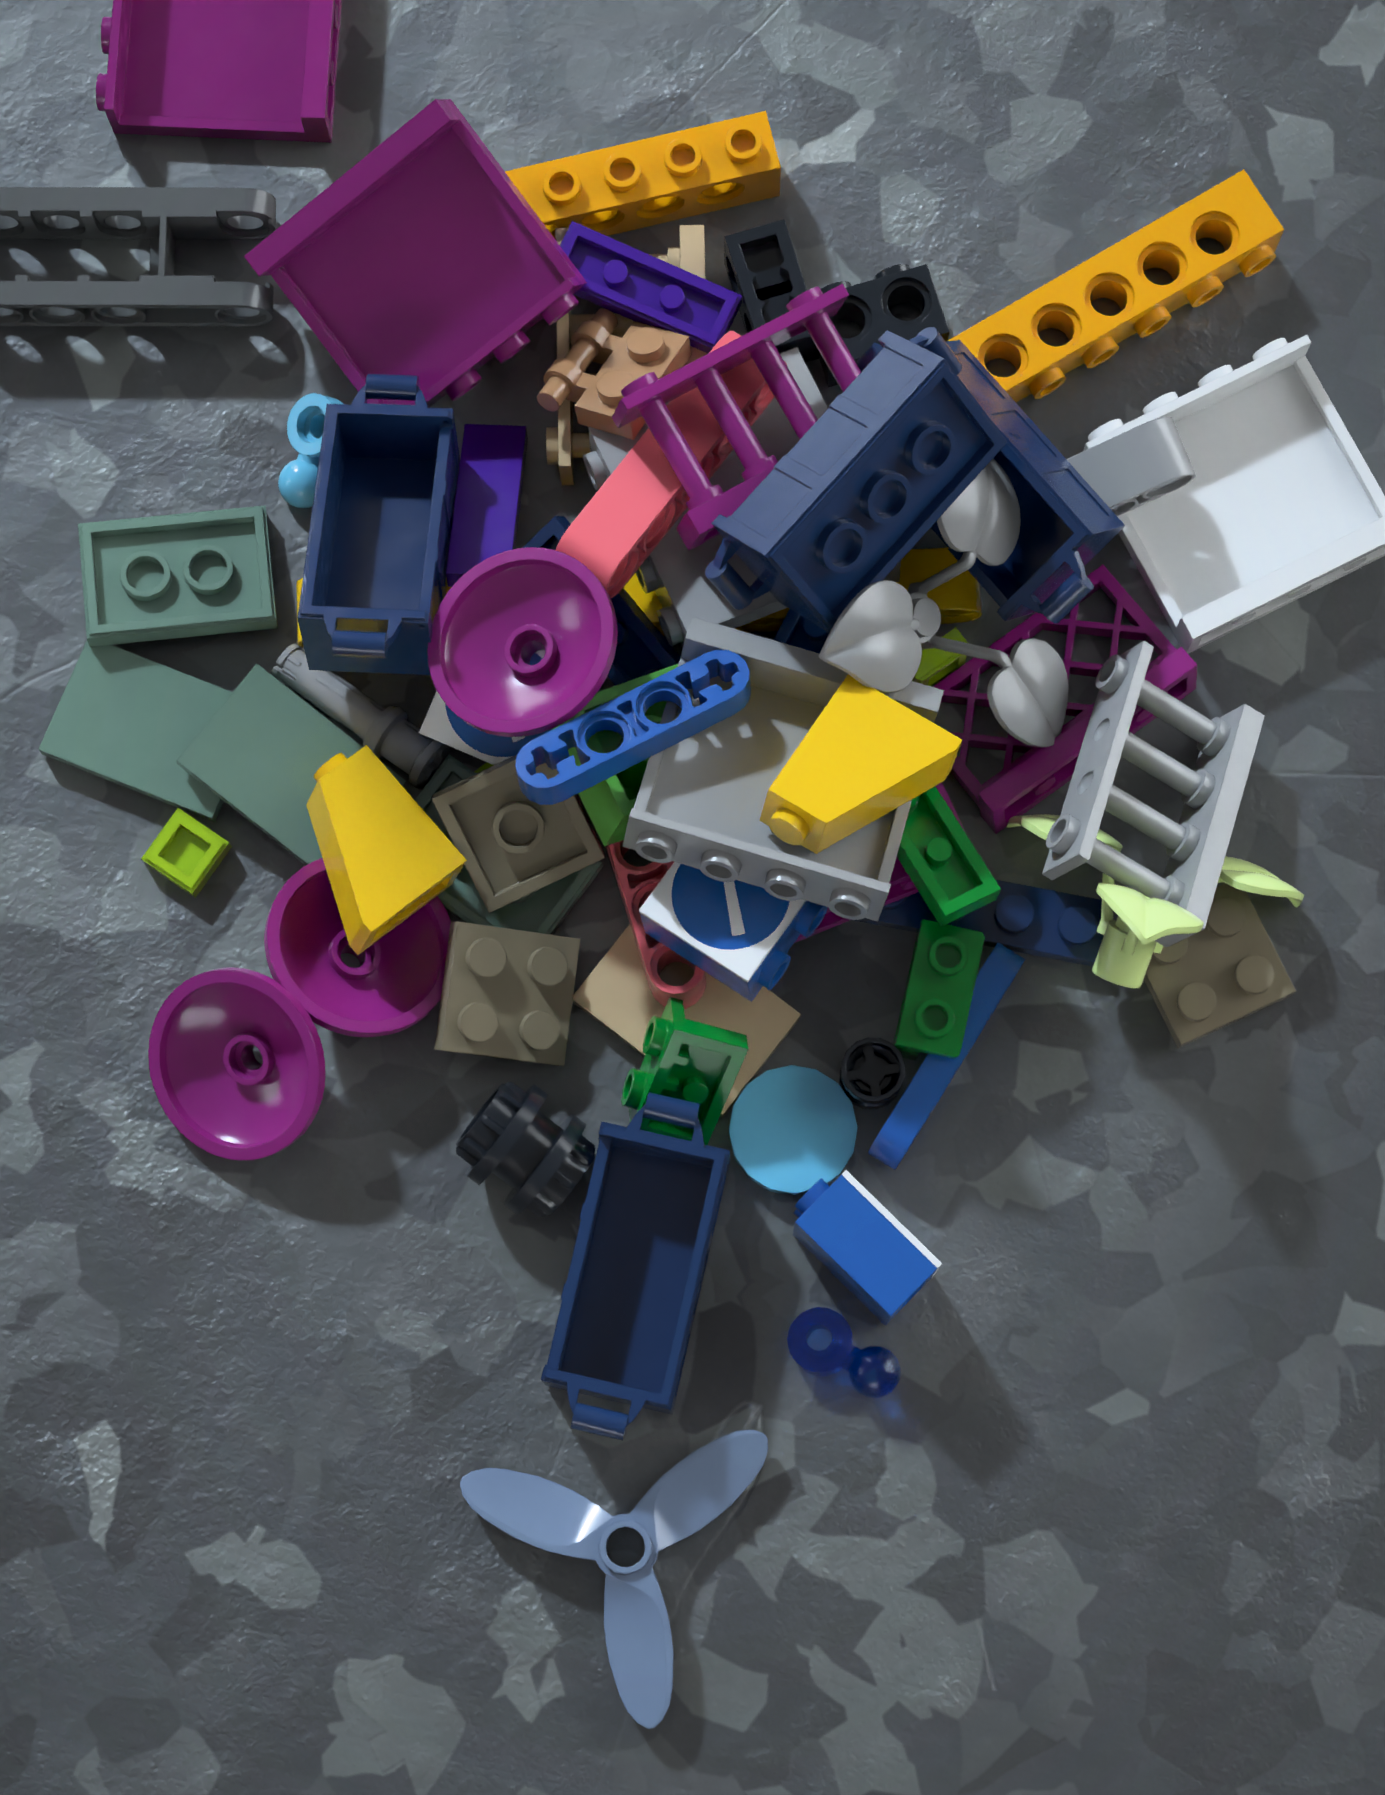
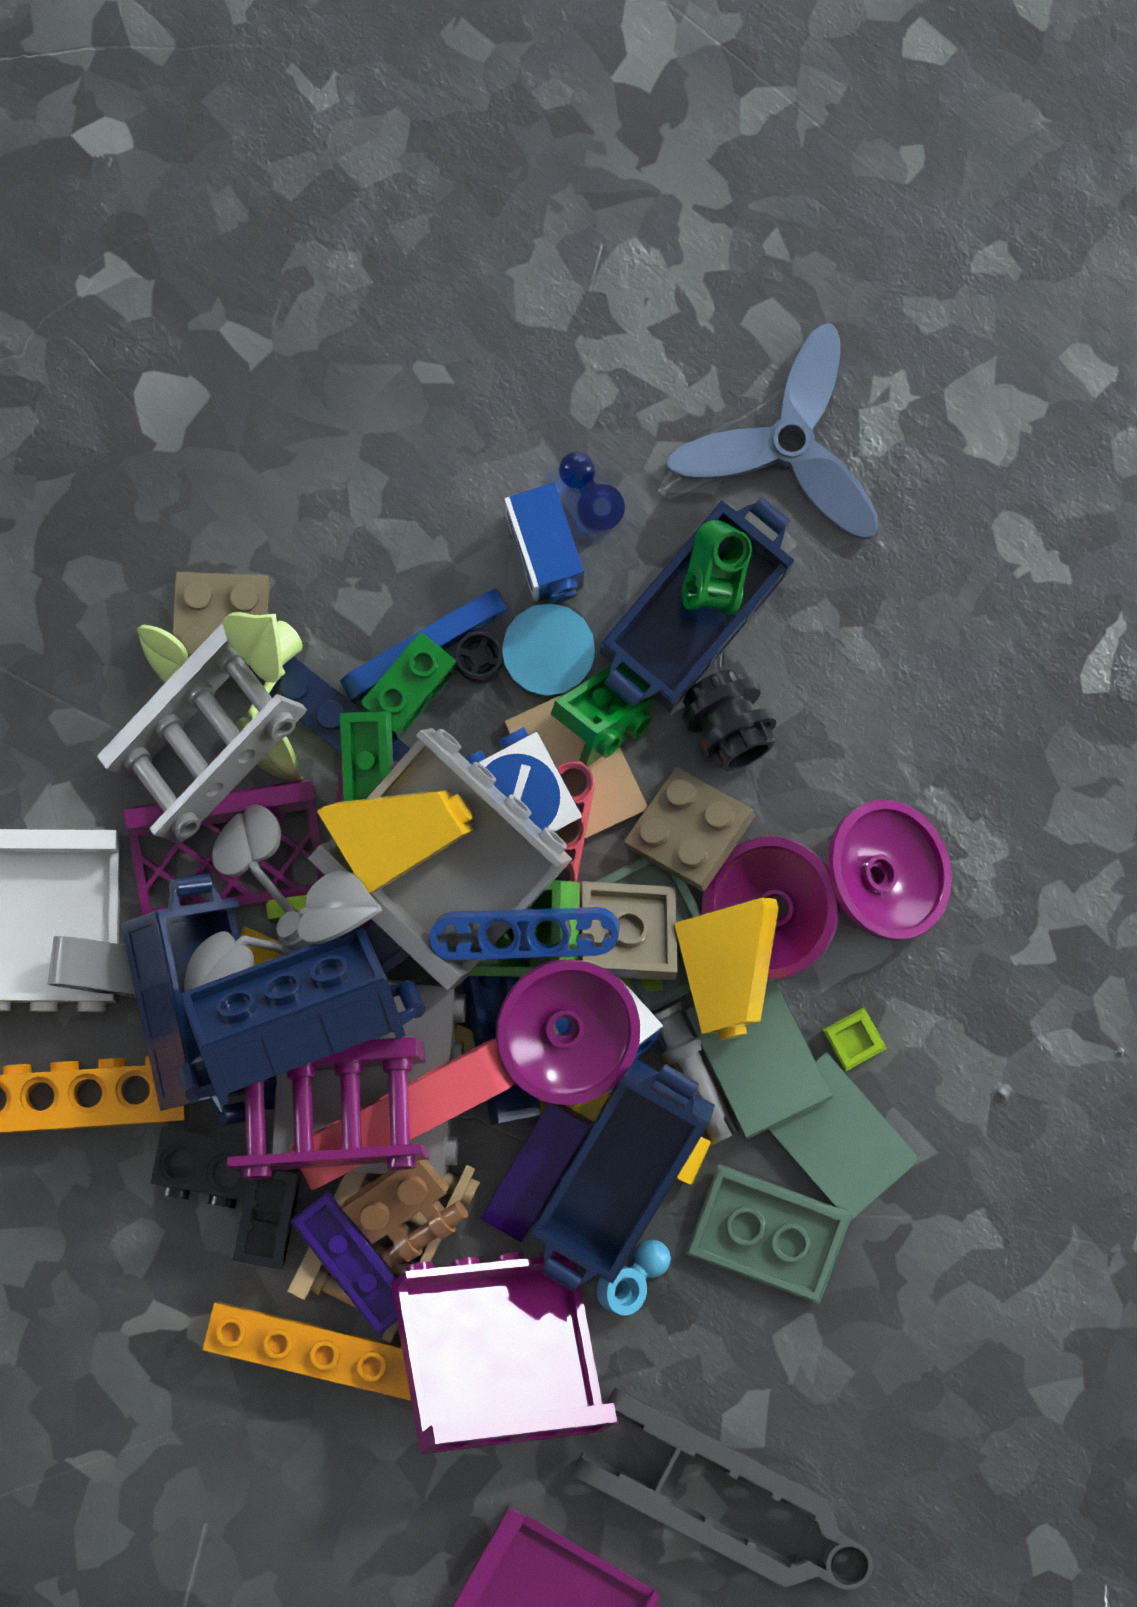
camera: 160 degrees left, 5 degrees up
(631, 1304) = (717, 573): none -> green piece

